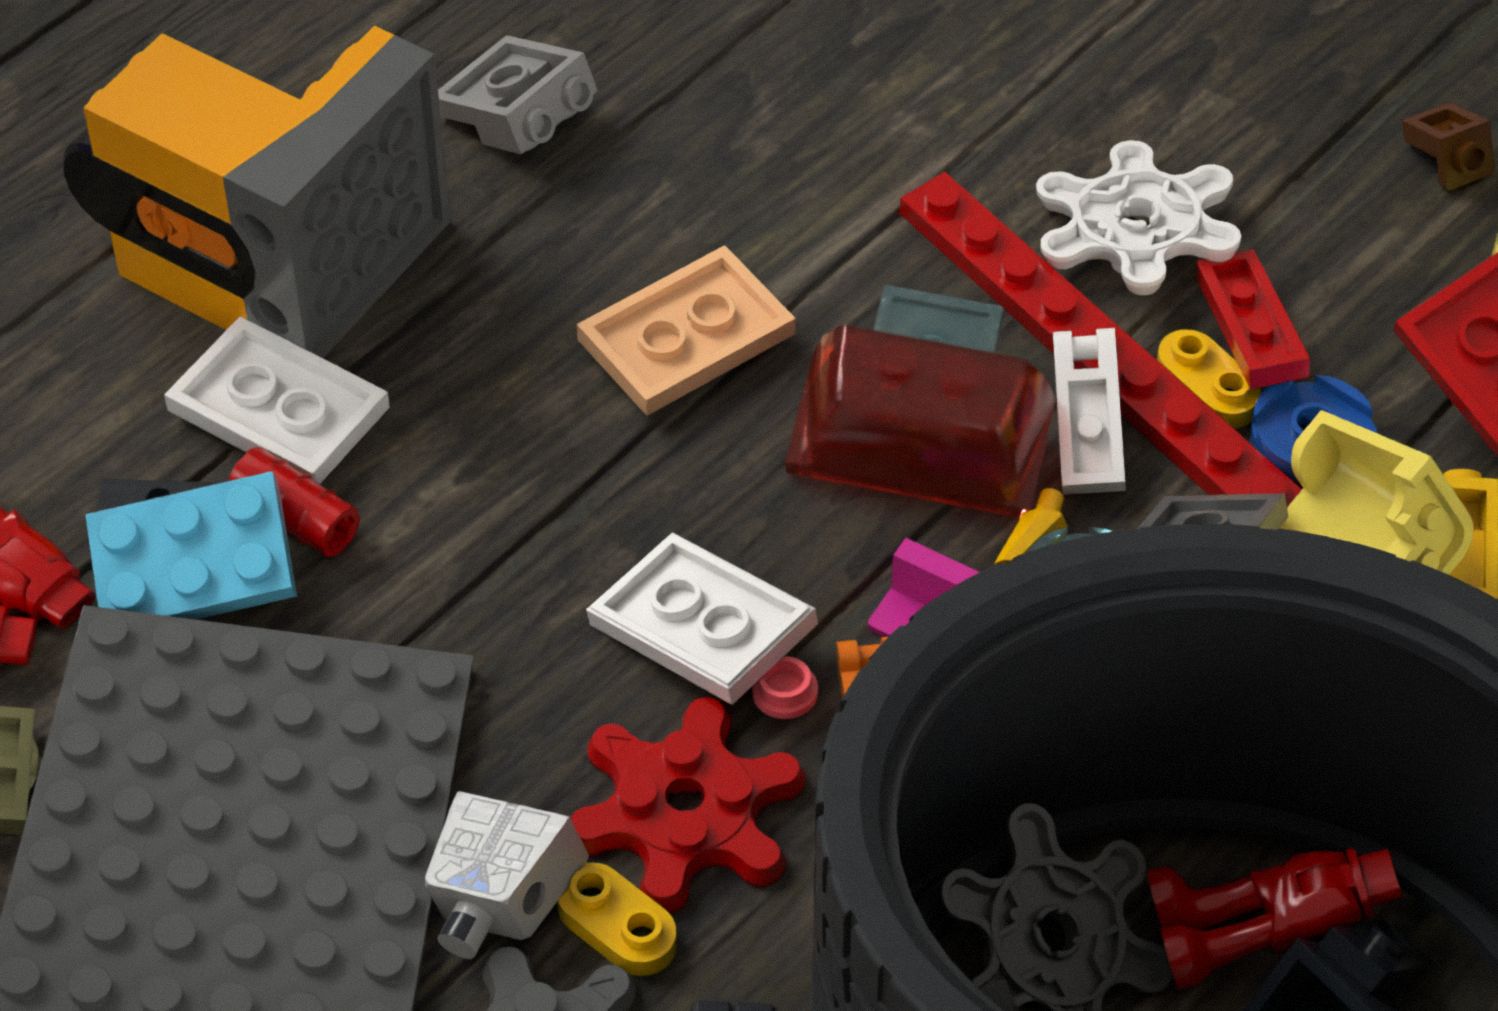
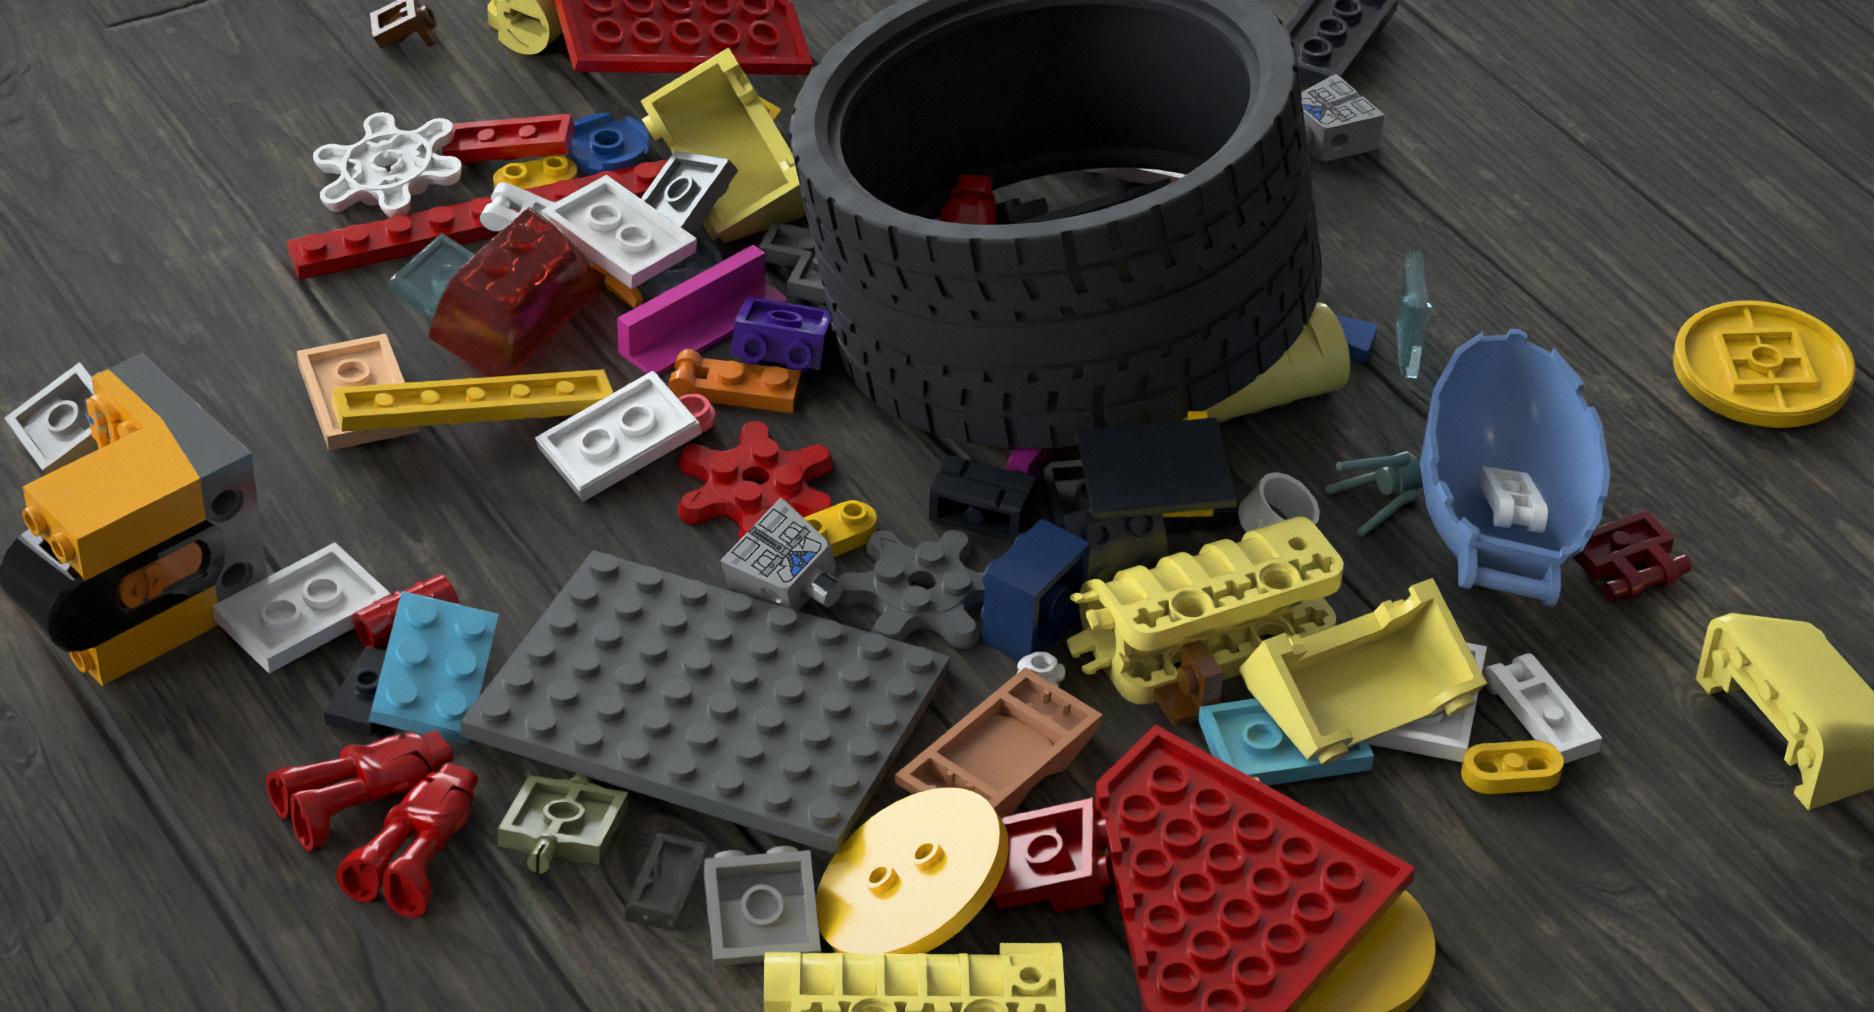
camera: 75 degrees left, 10 degrees down
(690, 442) = (468, 400): none -> yellow plate
(1083, 474) = (620, 231): none -> white plate

